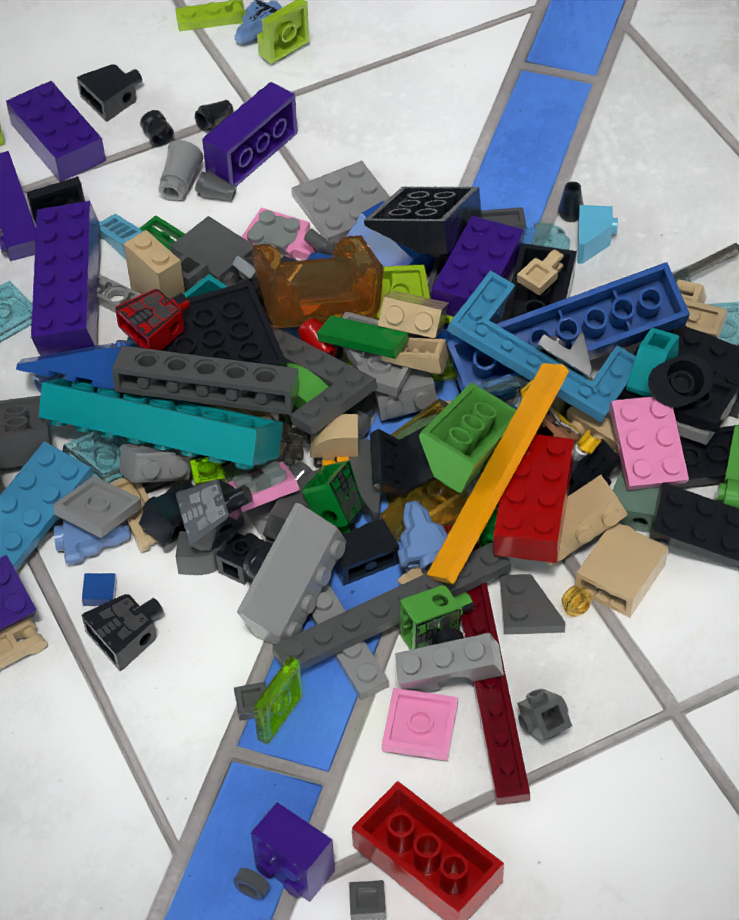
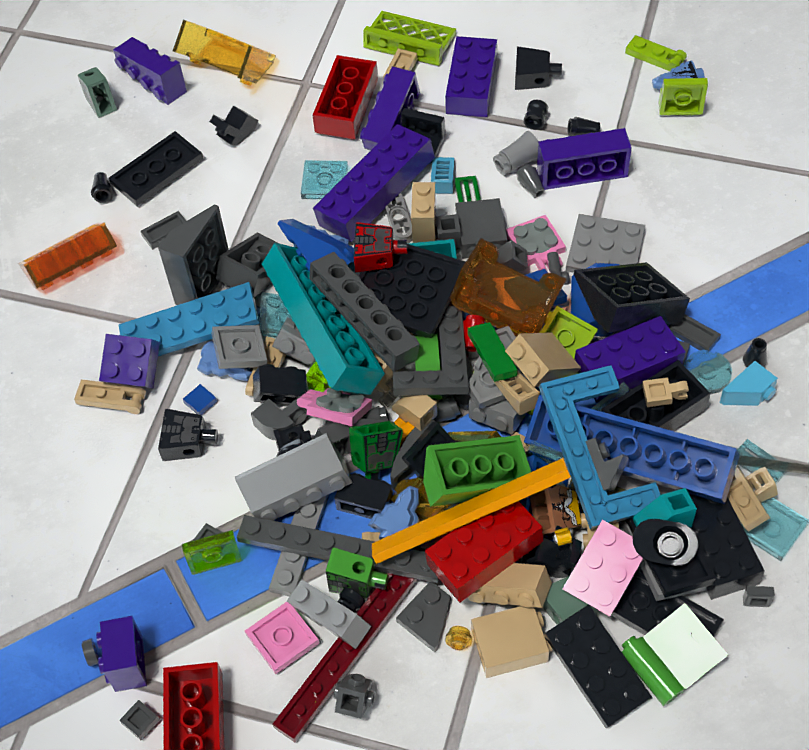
camera: 45 degrees right, 5 degrees up
(212, 512) = (284, 401): torso -> none

